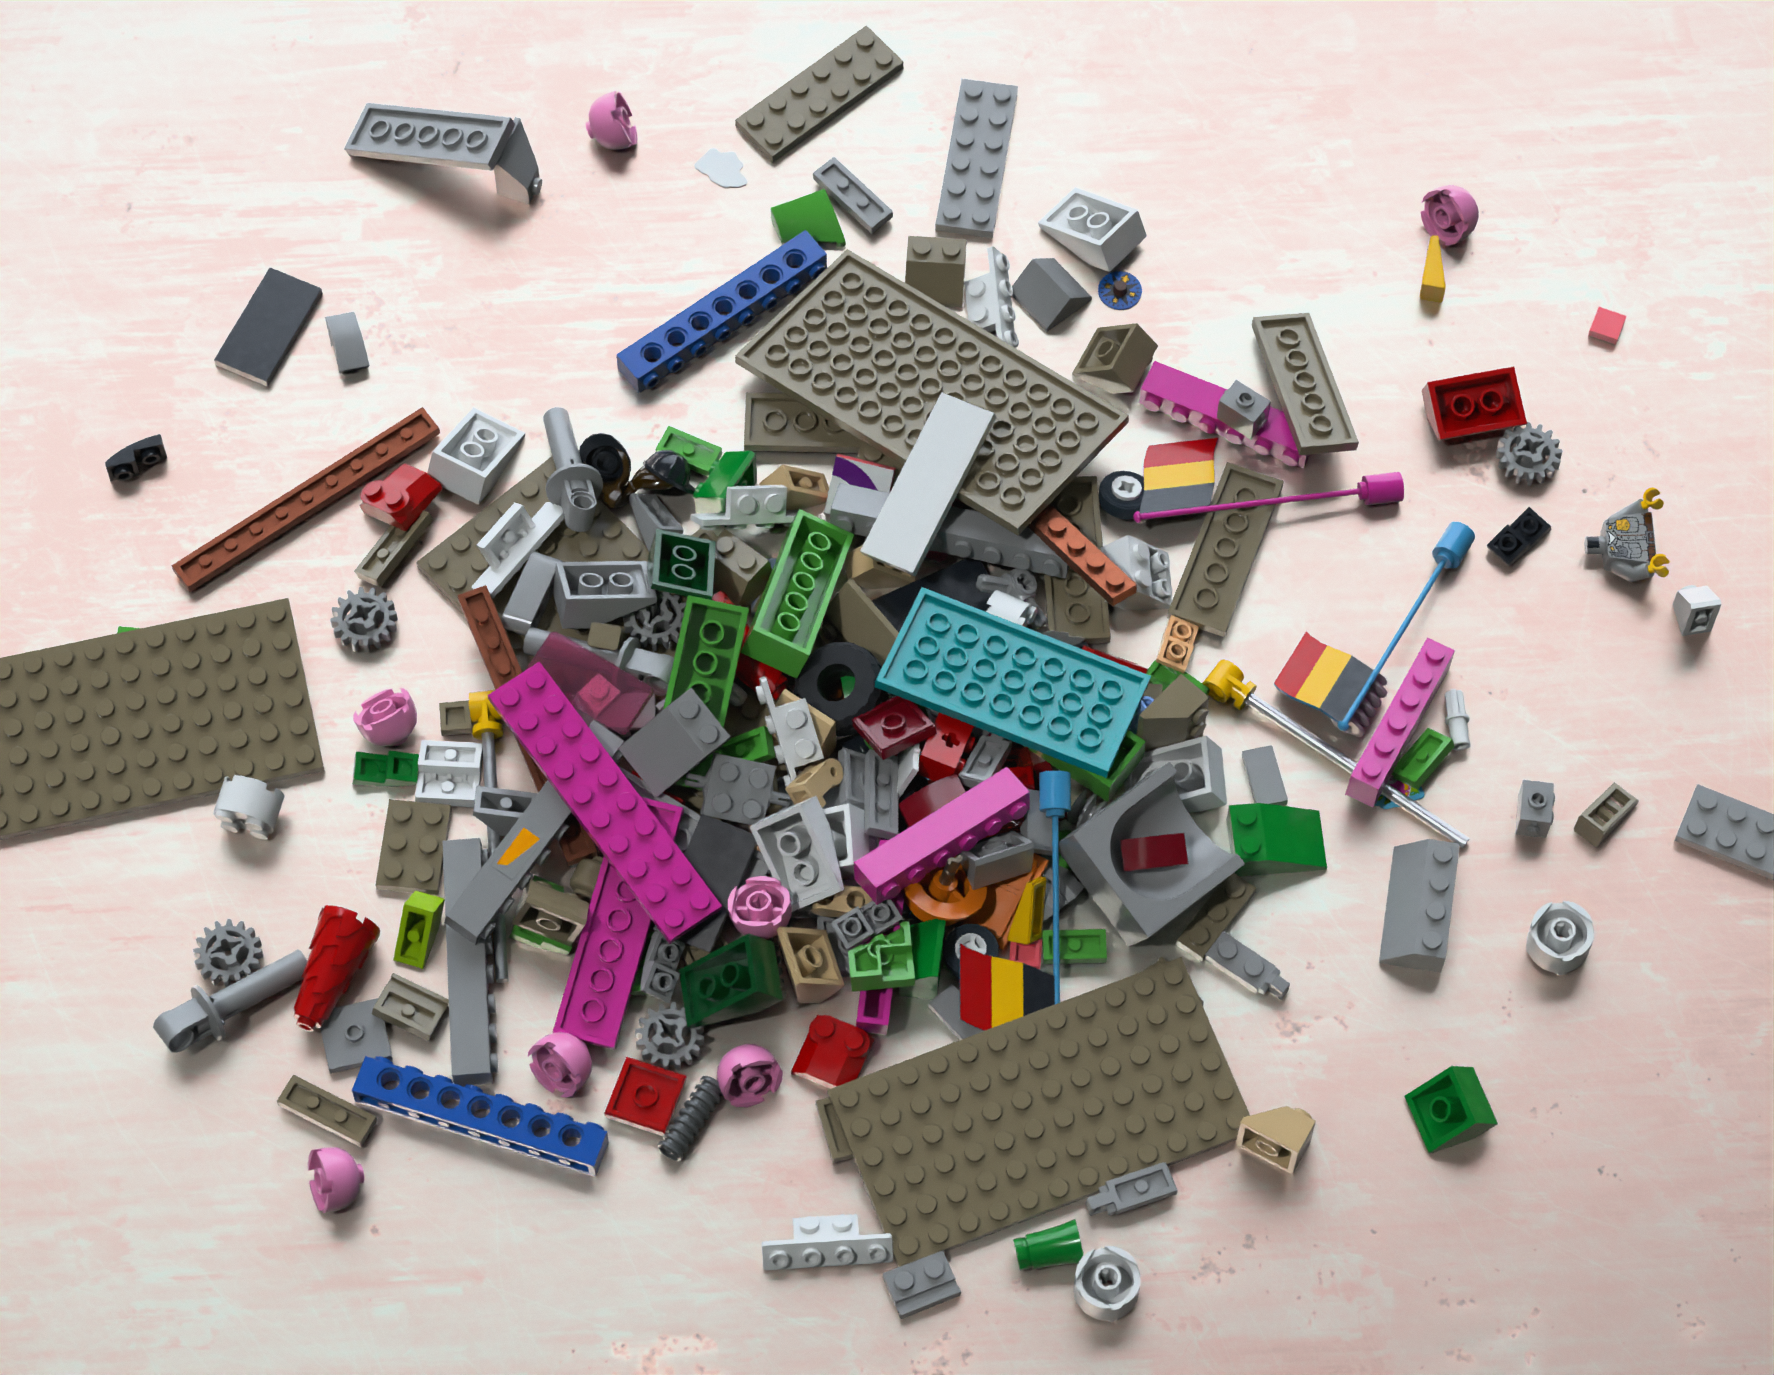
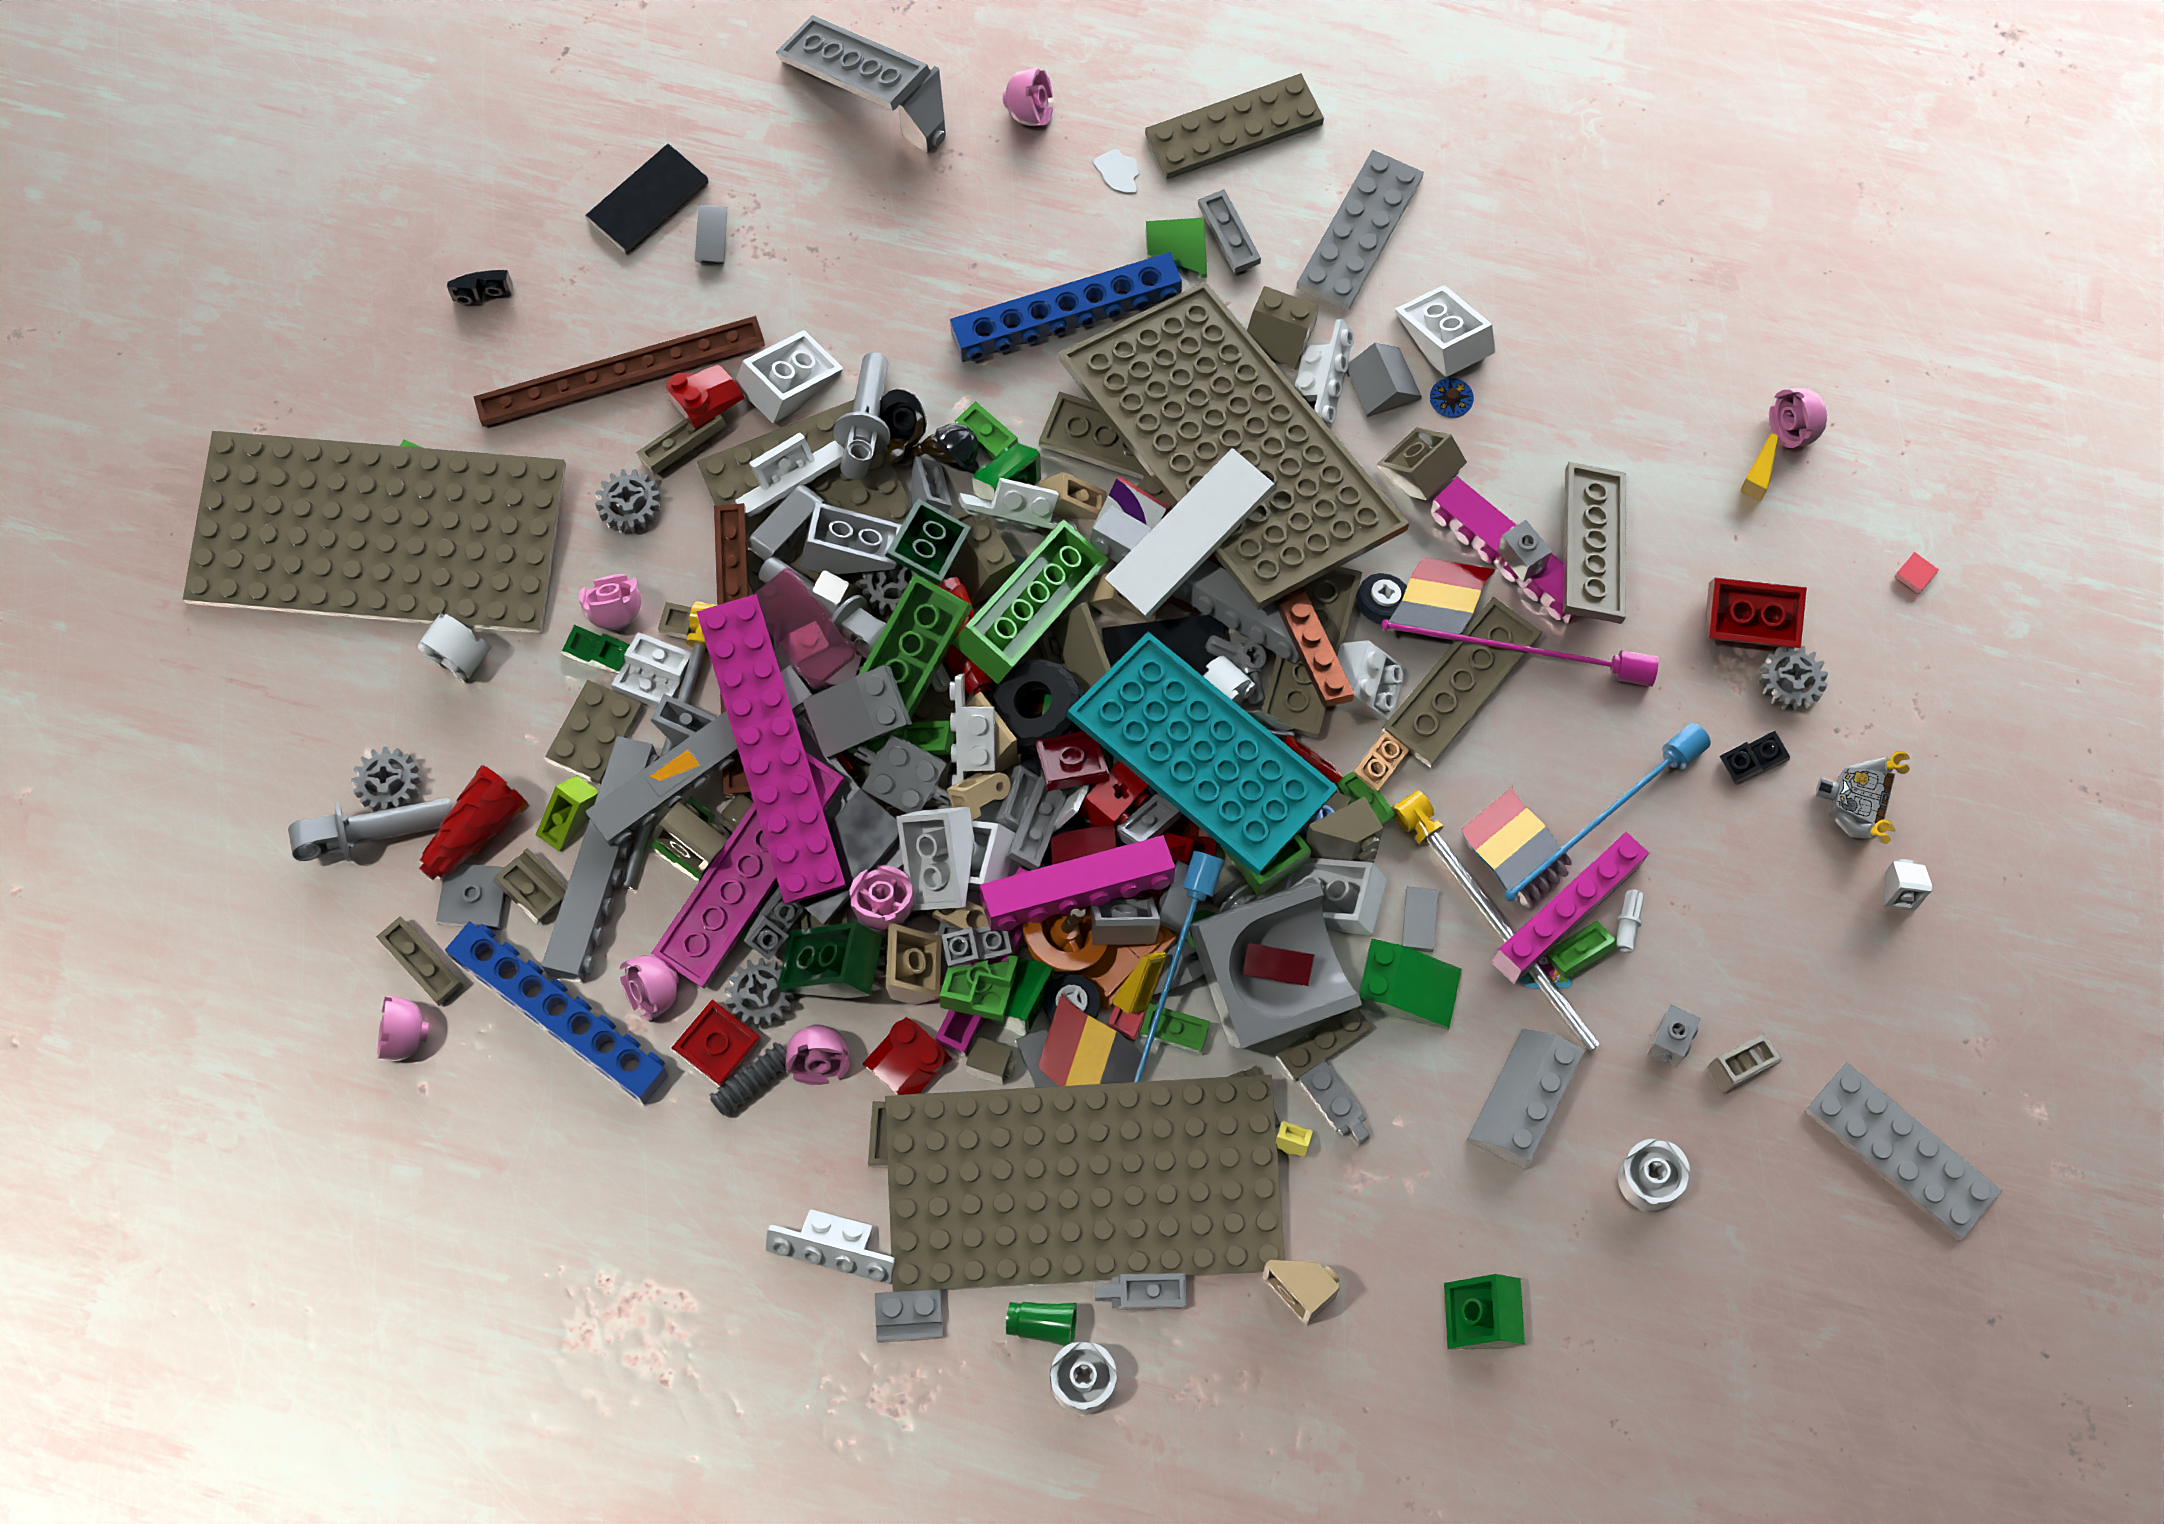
camera: 20 degrees right, 5 degrees up
(912, 1029) = (990, 1060): none -> dark tan brick
(1221, 1010) = (1293, 1139): none -> light yellow plate

